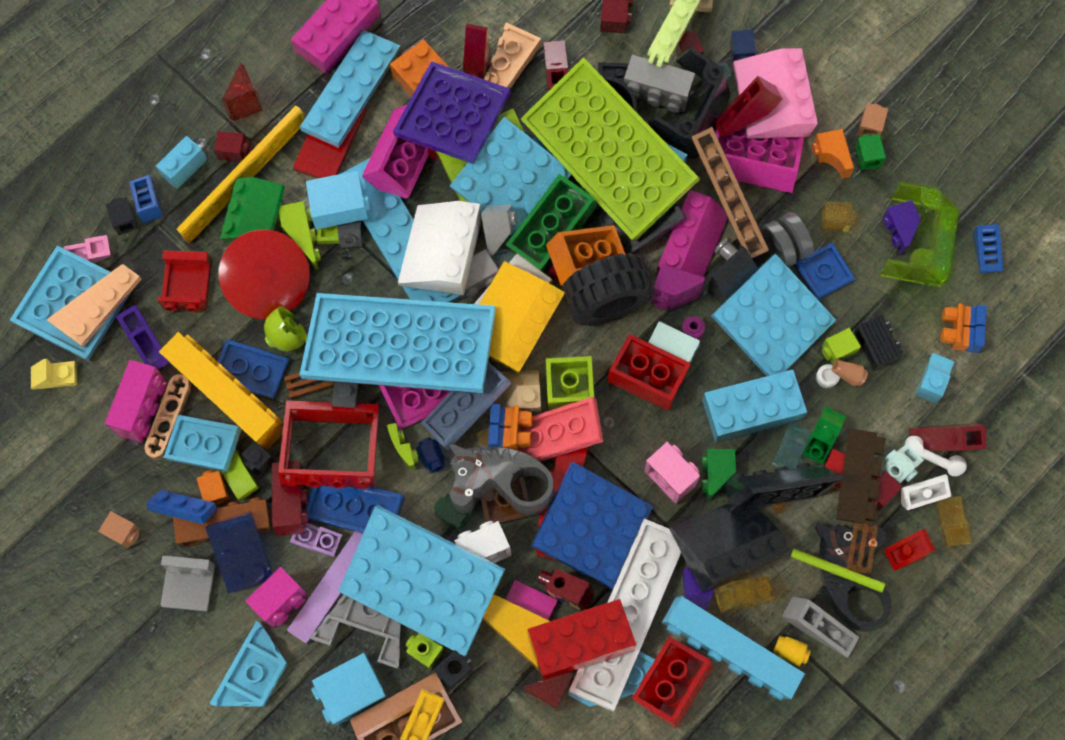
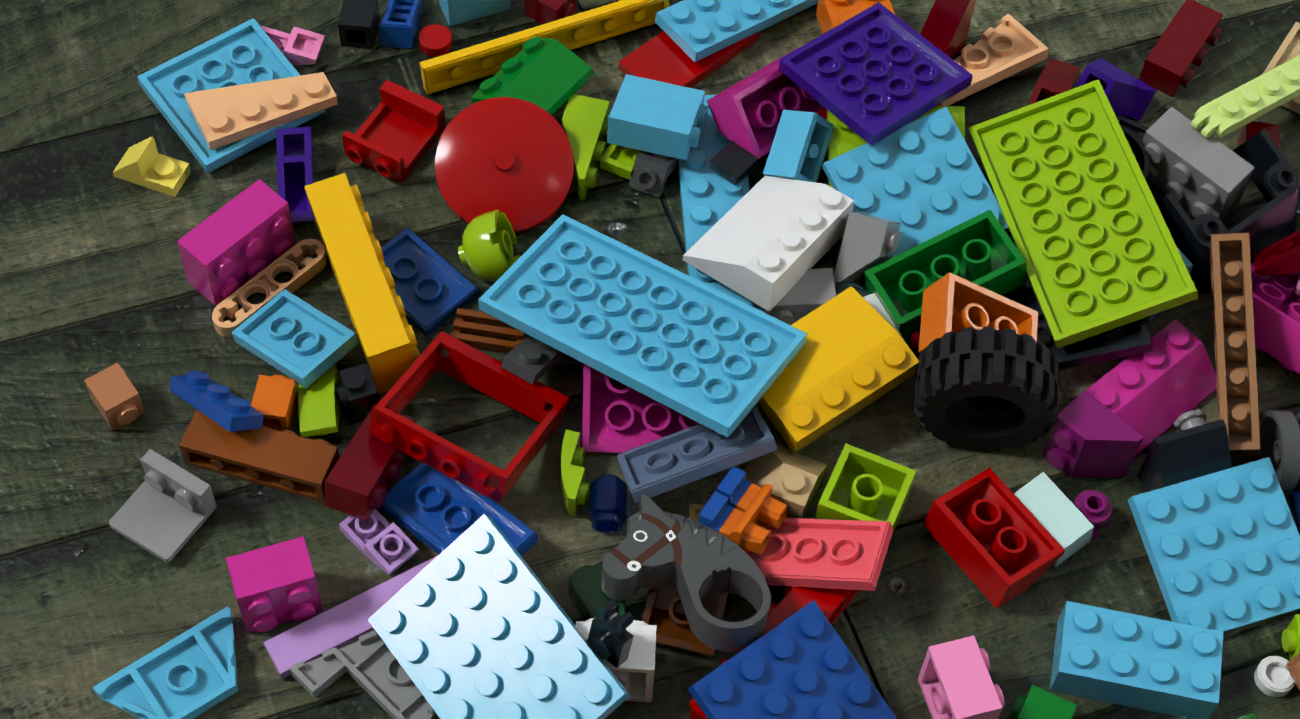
camera: 20 degrees right, 15 degrees down
(174, 204) = (435, 40): none -> red tile
(239, 552) = (259, 496): clear blue plate -> none
(395, 206) = (733, 163): none -> black tile
(429, 181) = (799, 146): none -> medium azure brick
(479, 543) = (609, 634): none -> black plate
(591, 47) = (1125, 92): none -> dark purple slope

